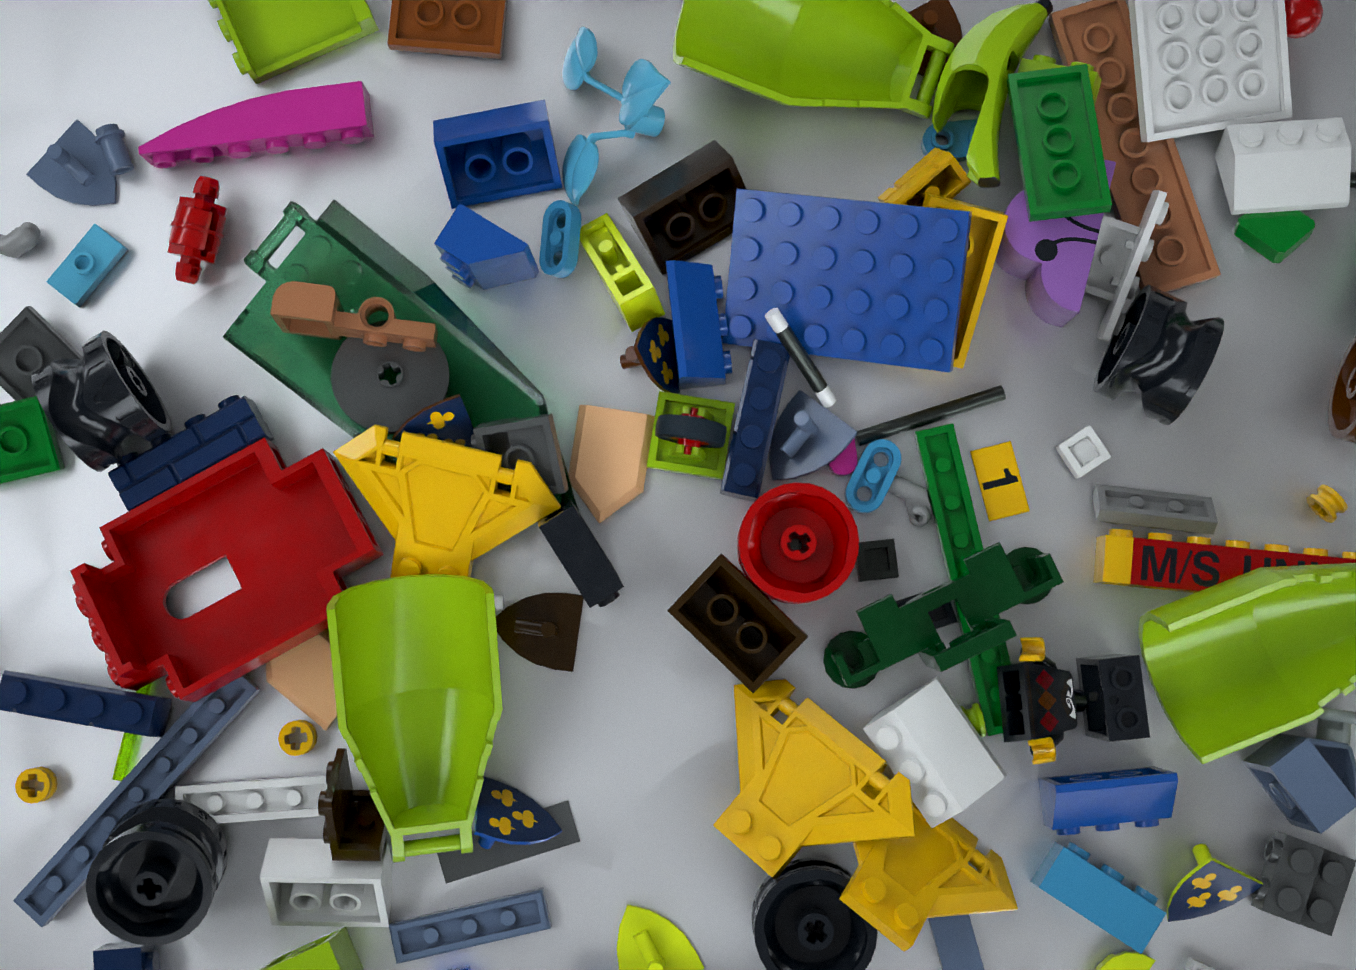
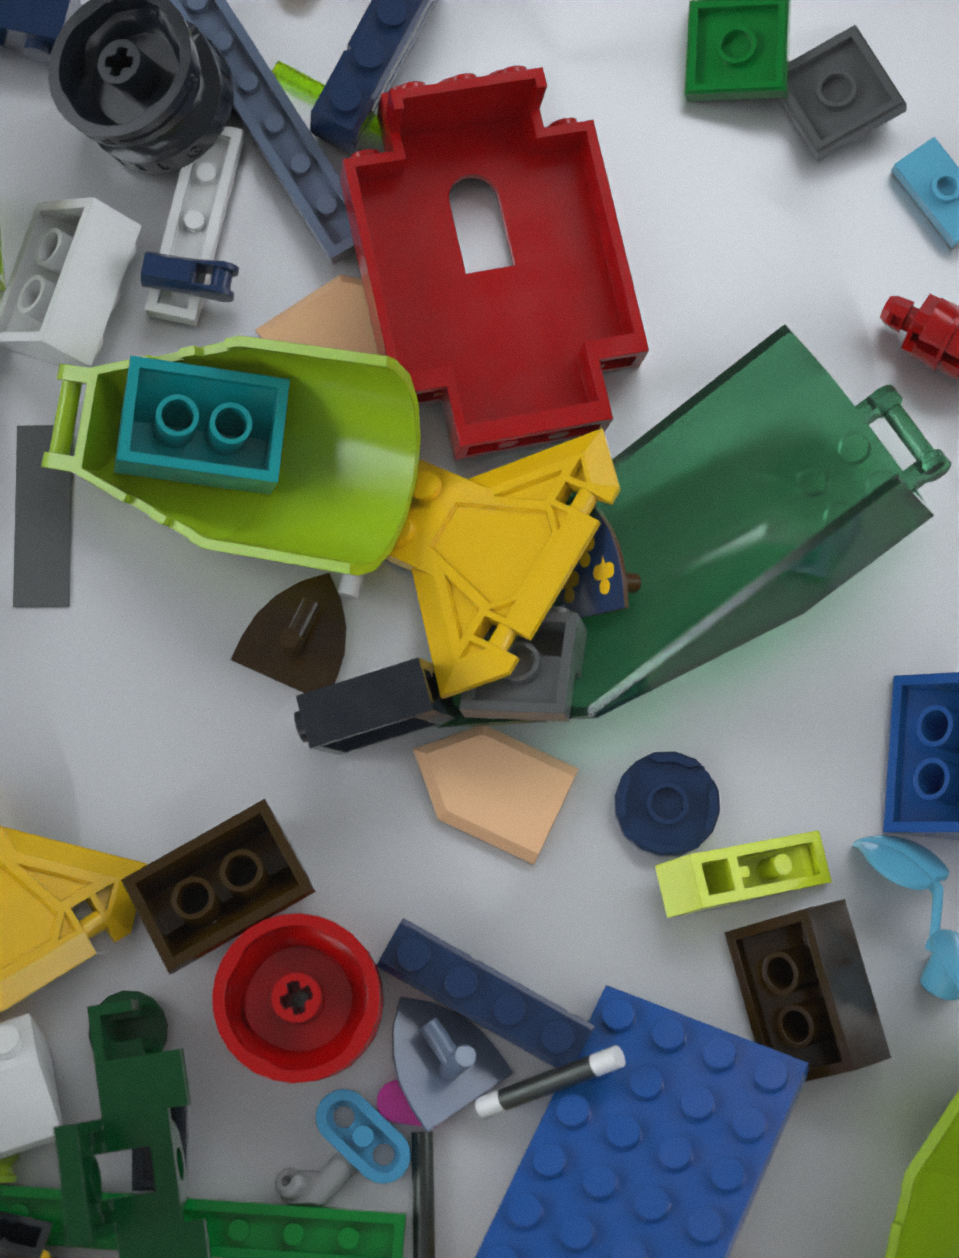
camera: 100 degrees right, 5 degrees down
(100, 401) = (752, 160): black piece -> none
(190, 451) = (659, 257): dark blue brick -> none
(290, 728) = (247, 280): yellow bush -> none
(299, 795) = (182, 274): none -> dark blue bar
(318, 312) = (785, 467): nougat plate -> none
(351, 816) = (133, 323): dark brown bracket -> none
(368, 400) = (707, 496): dark grey piece -> none
(410, 740) = (202, 425): none -> teal slope
(483, 252) = (814, 686): blue slope -> none
(511, 817) = (69, 526): dark blue shield -> none
(560, 239) = (810, 806): dark azure plate -> none
(586, 338) = (666, 804): none -> dark blue tile
(655, 353) = (613, 889): dark blue shield -> none
(690, 435) = (492, 904): lime plate -> none
(697, 324) = (639, 955): blue slope -> none
(877, 560) = (248, 1104): pearl dark grey plate -> none

